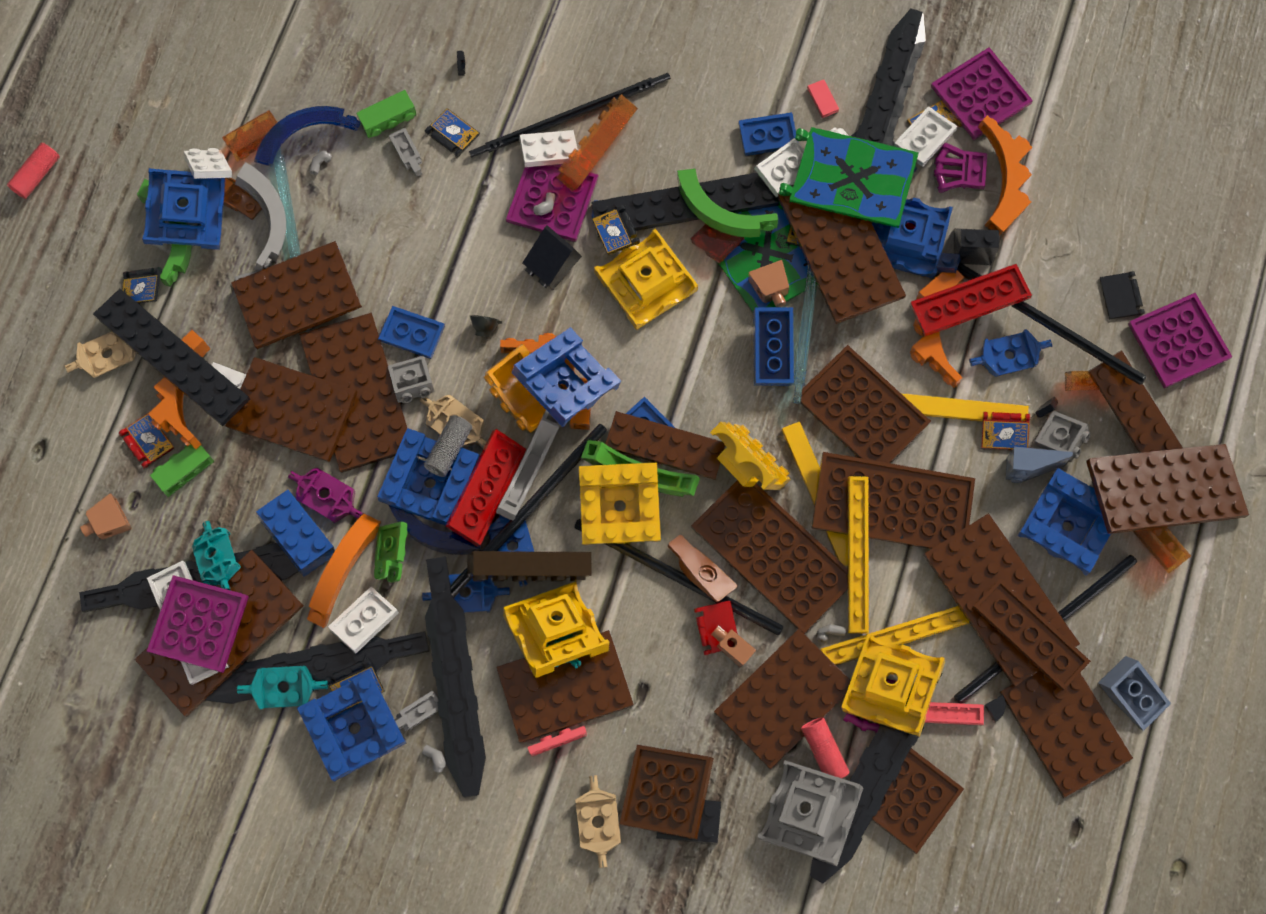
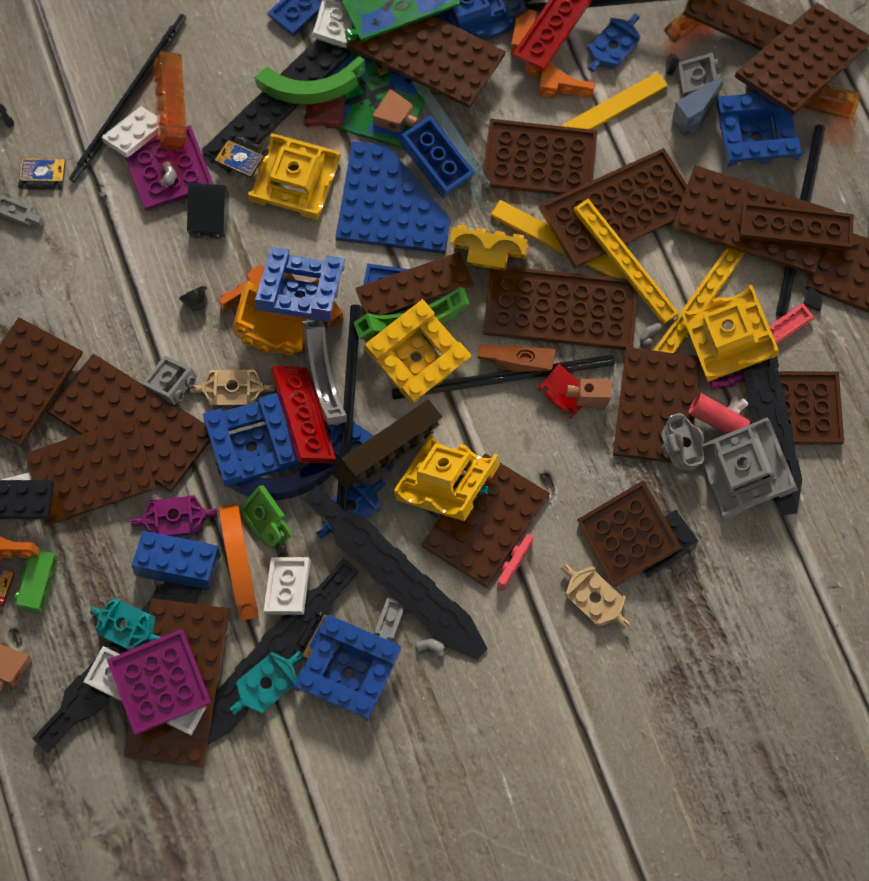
camera: 40 degrees left, 5 degrees down
(411, 332) = (139, 345): blue plate -> none
(451, 442) = (248, 402): light grey piece -> none
(705, 356) = (388, 204): none -> blue plate
(777, 733) = (672, 435): none -> light grey piece
(851, 750) = (737, 405): none -> white piece
(1005, 430) = (655, 100): piece -> none

